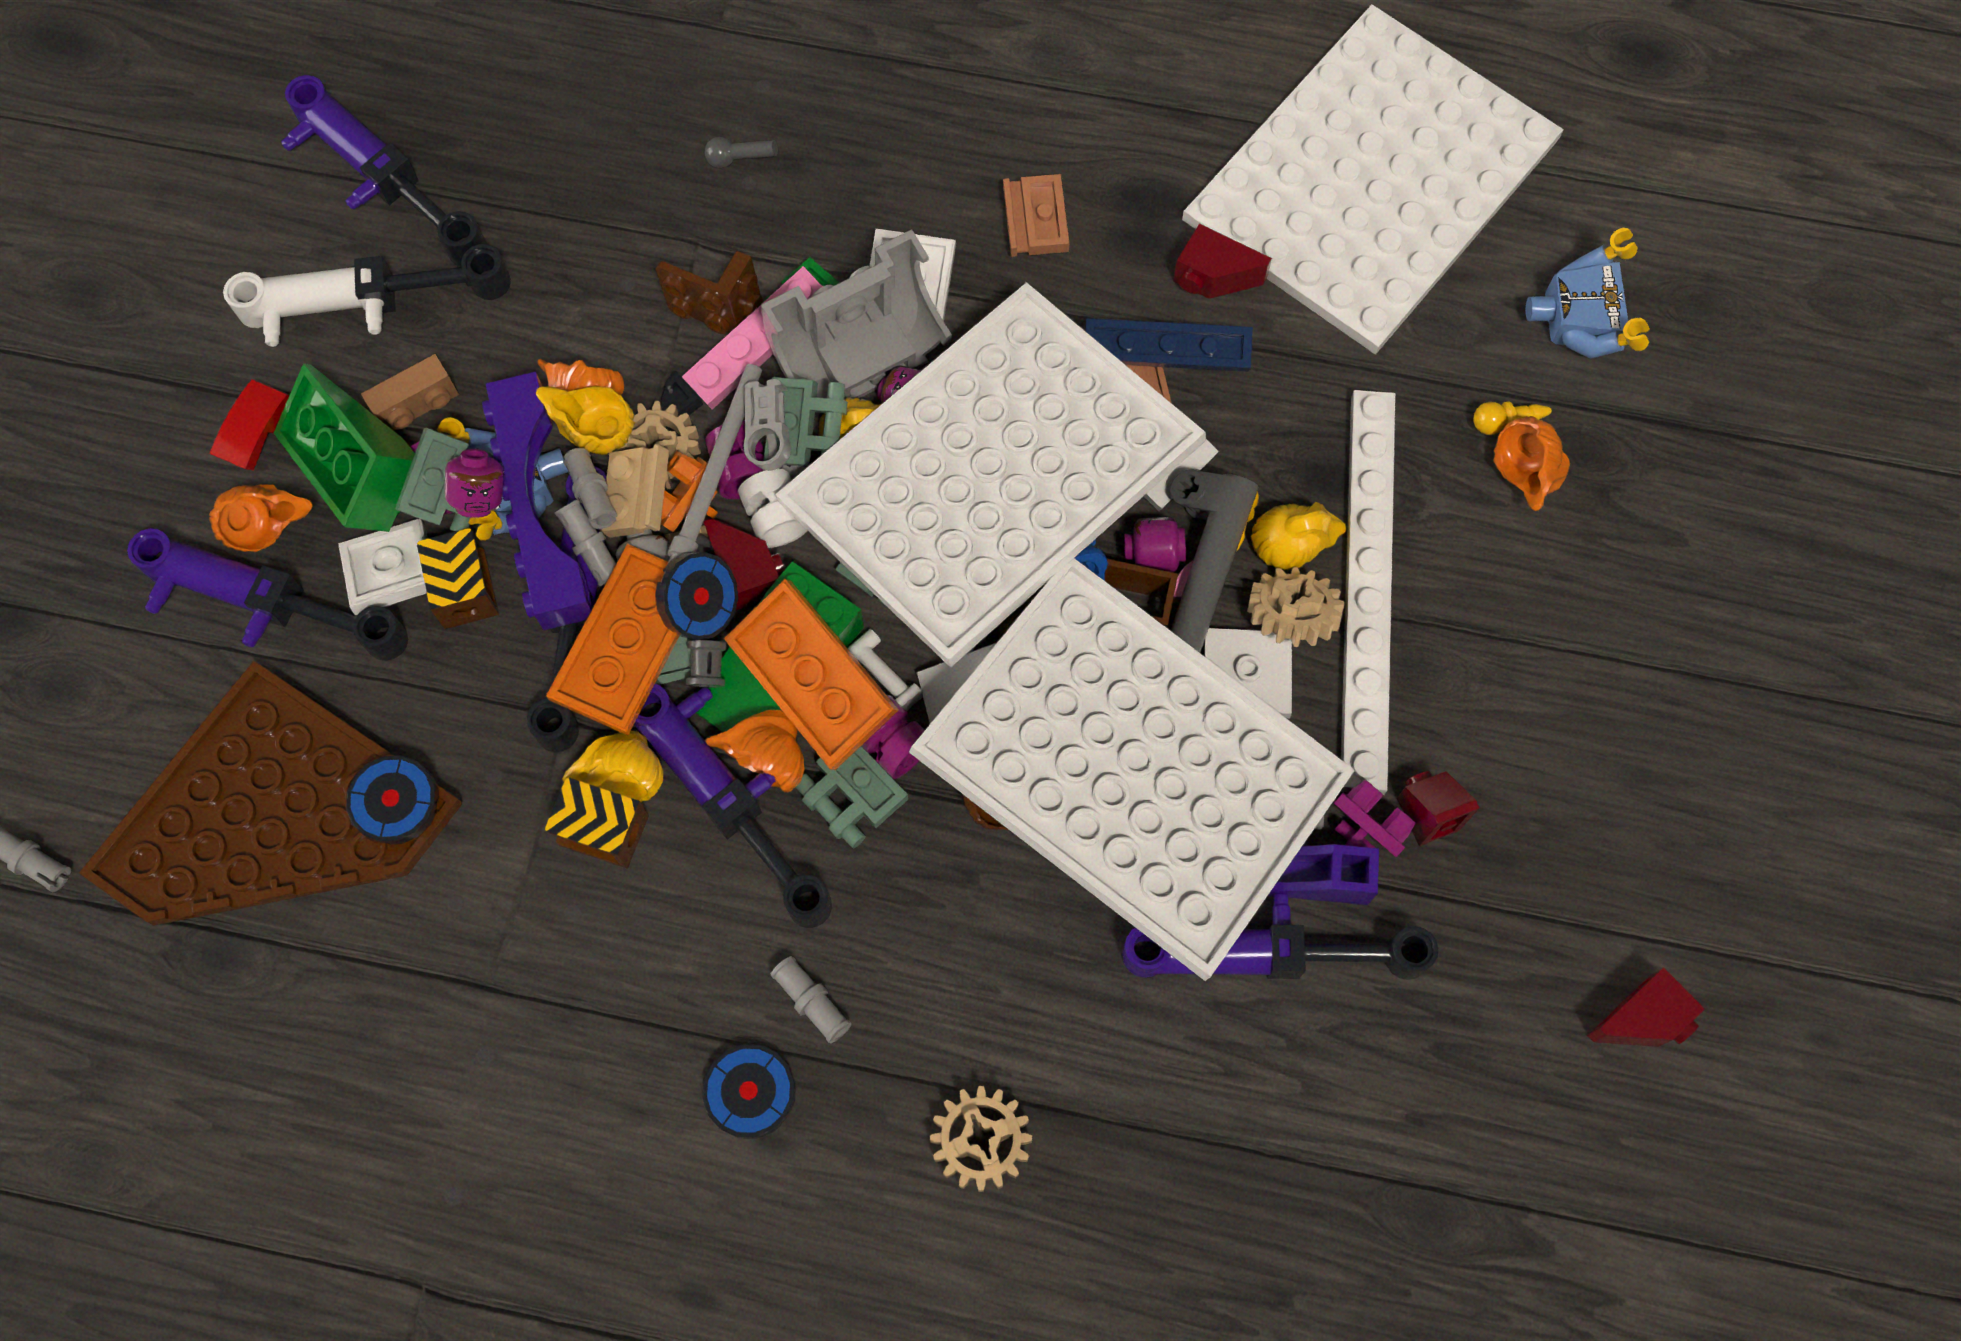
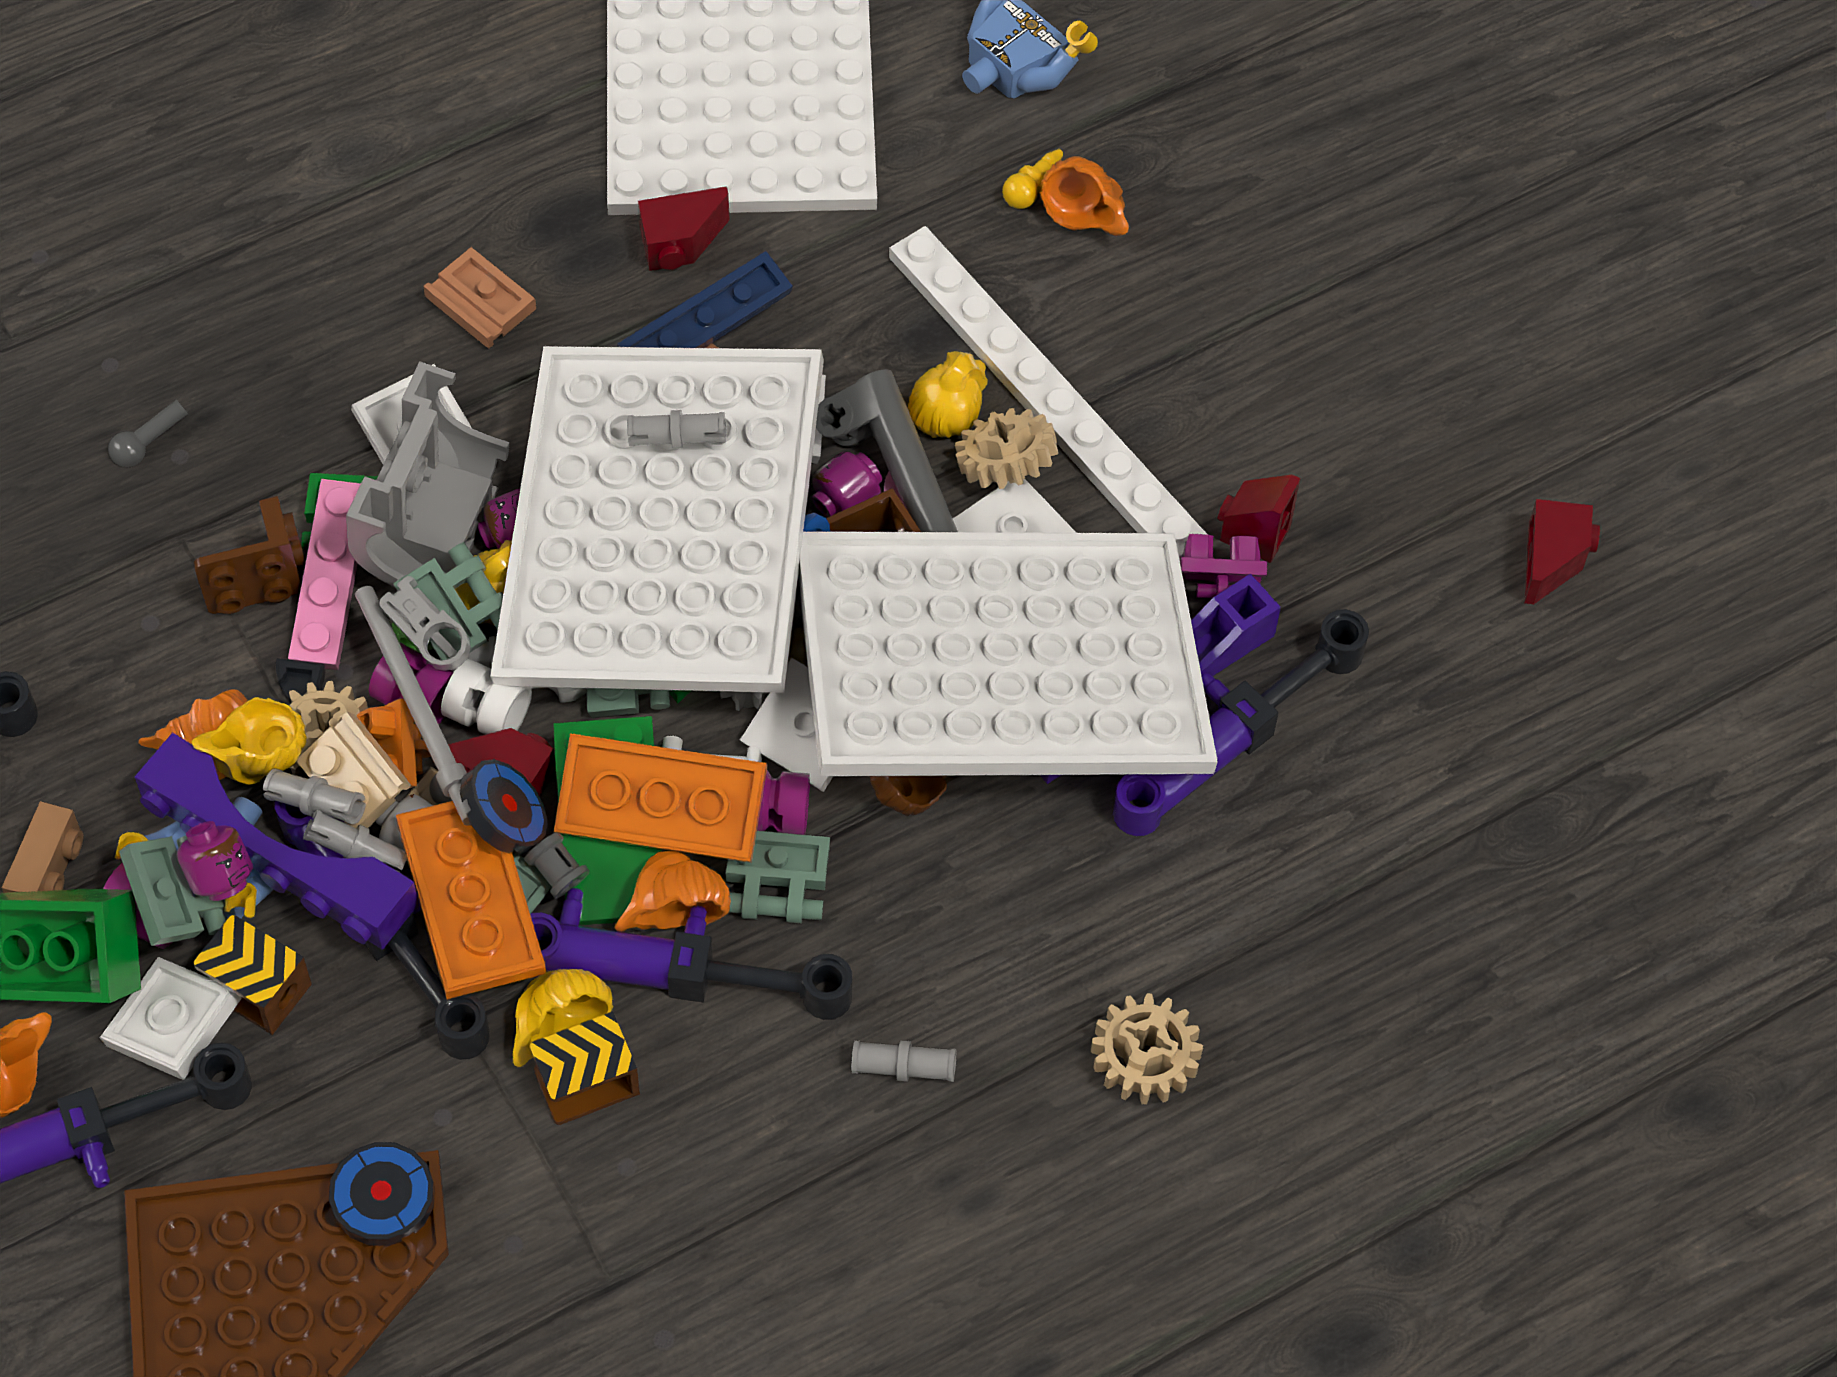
camera: 45 degrees left, 10 degrees down
(749, 1091) = (921, 1174): tile -> none
(1049, 413) = (676, 429): none -> light grey pin

